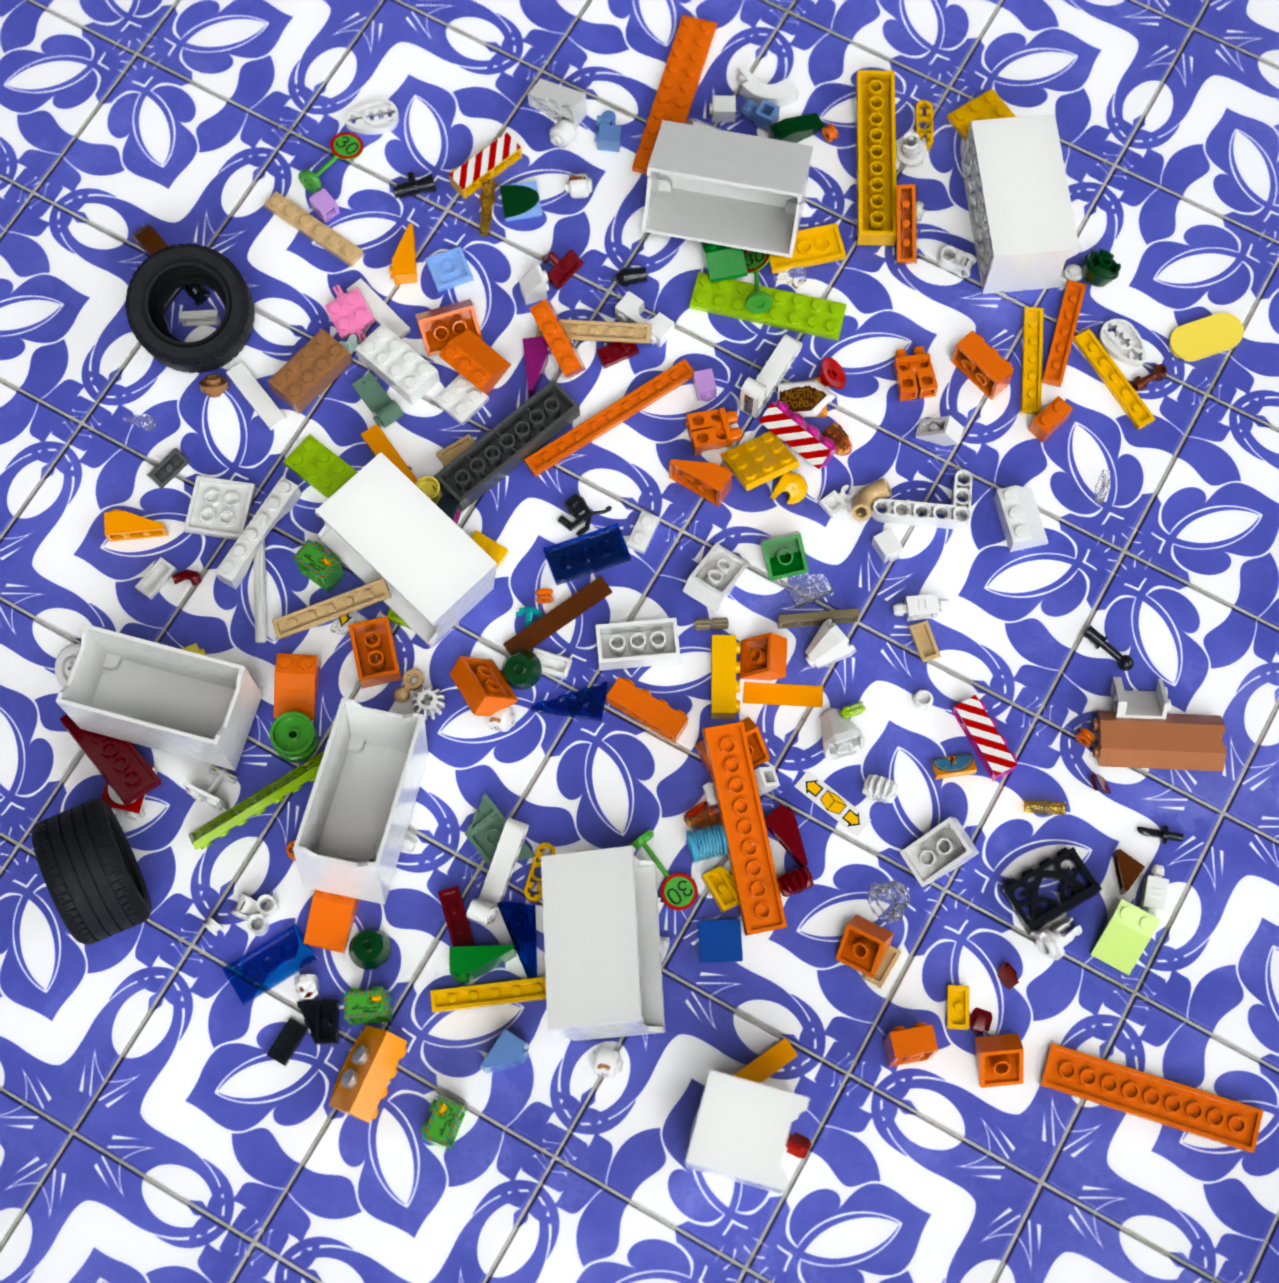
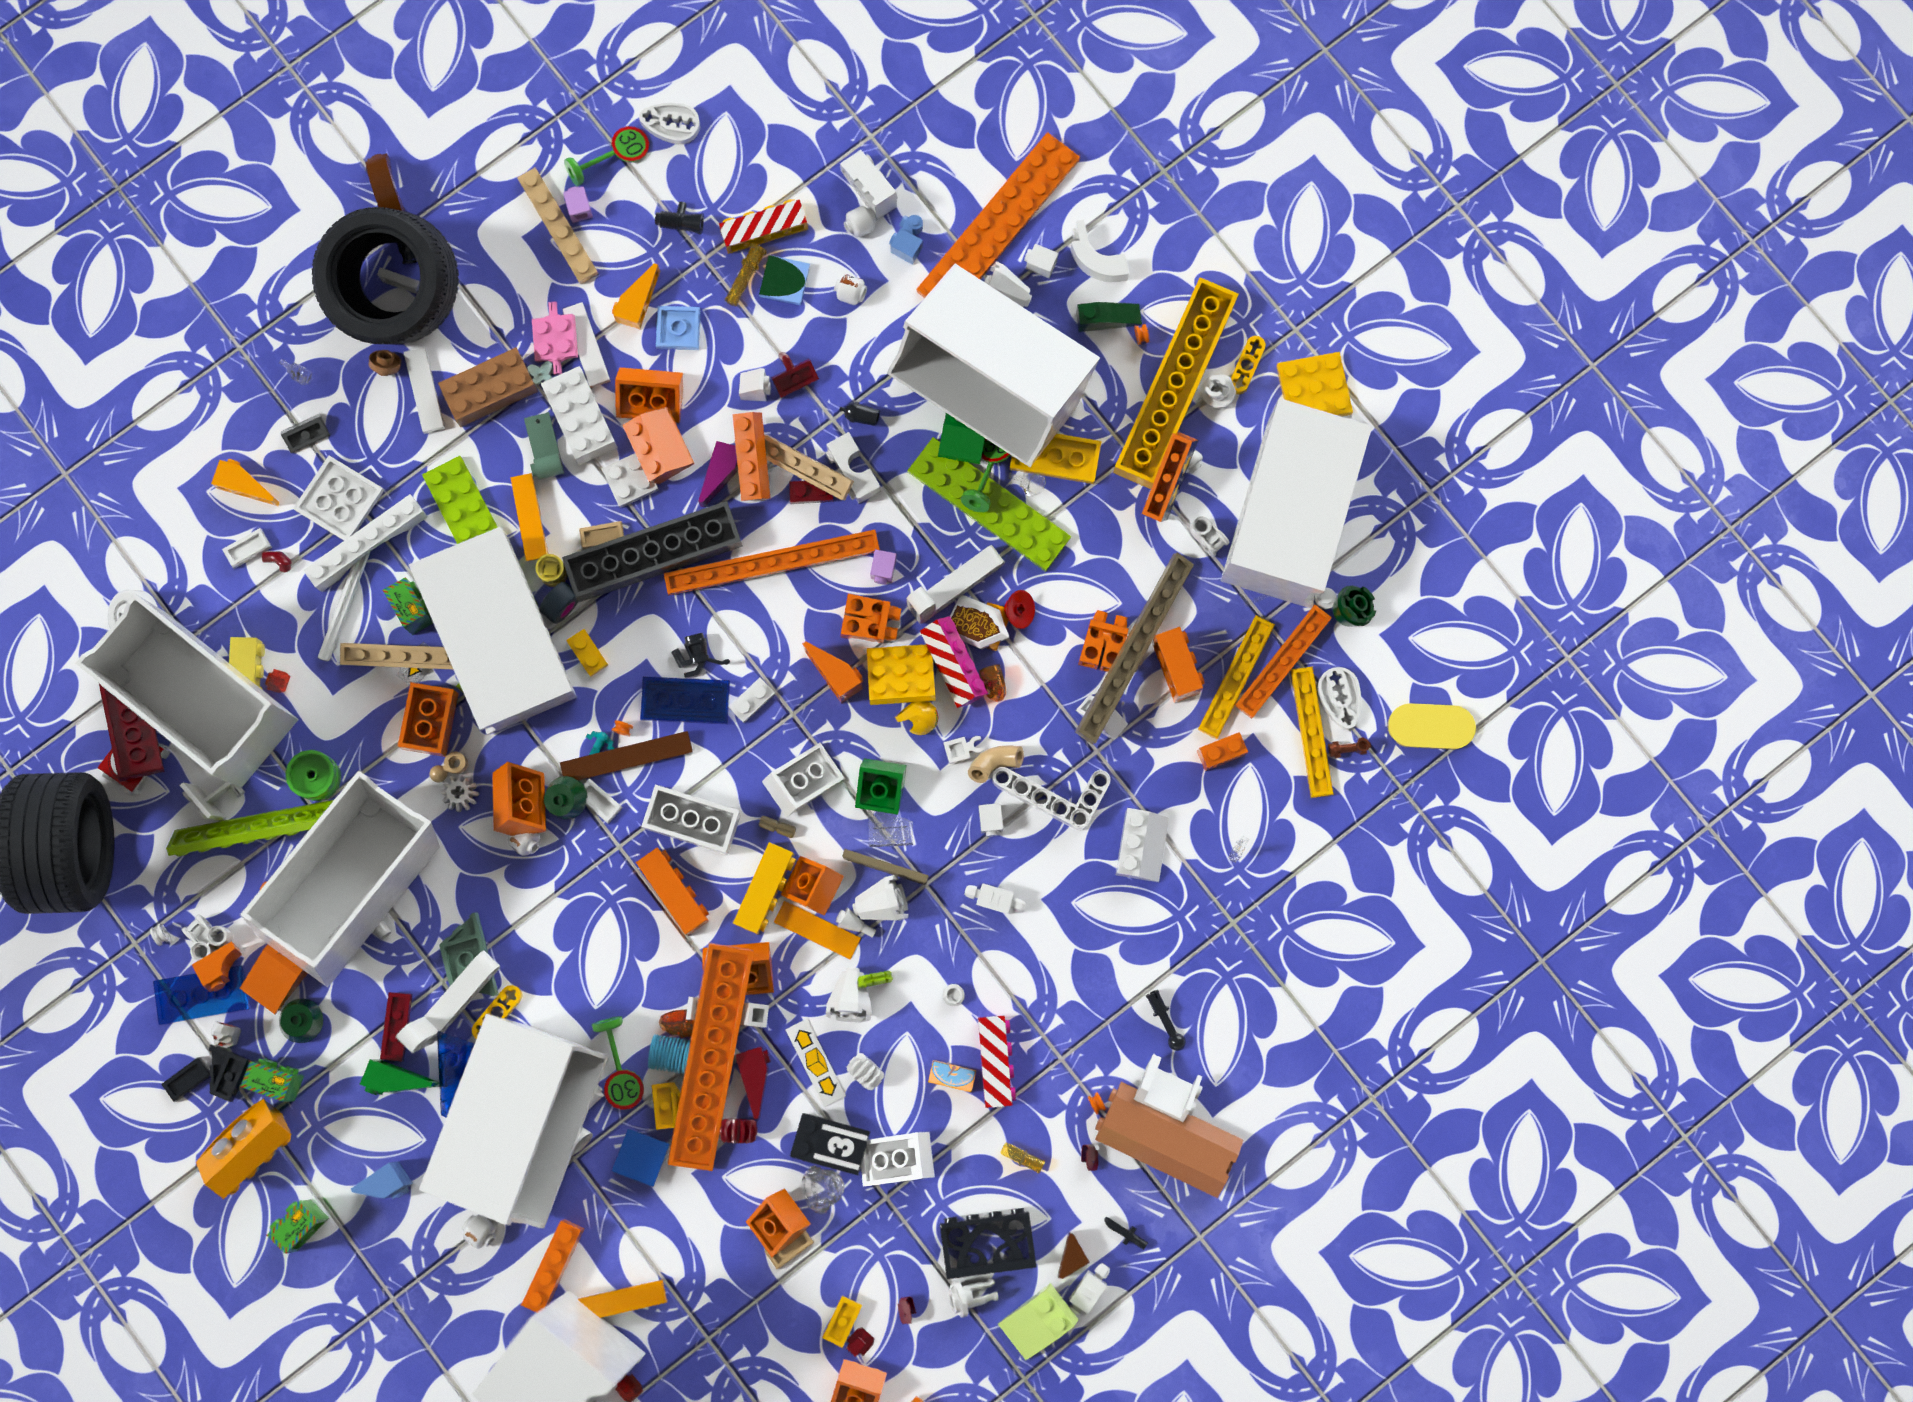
camera: 20 degrees right, 10 degrees up
(274, 931) = (215, 967): none -> orange arch
(296, 684) = (337, 722): orange slope -> none
(488, 994) = (389, 1113): yellow plate -> none
(584, 704) = (613, 858): clear blue wing -> none
(685, 1065) = (552, 1266): none -> orange brick
(762, 116) = (1079, 286): medium blue brick -> none
(809, 674) = (849, 921): none -> white cone
(878, 861) = (830, 1143): none -> black slope
(910, 1045) = (772, 1343): orange brick -> none
(924, 641) = (983, 935): tan tile -> none
(942, 365) = (1134, 648): none -> dark tan plate

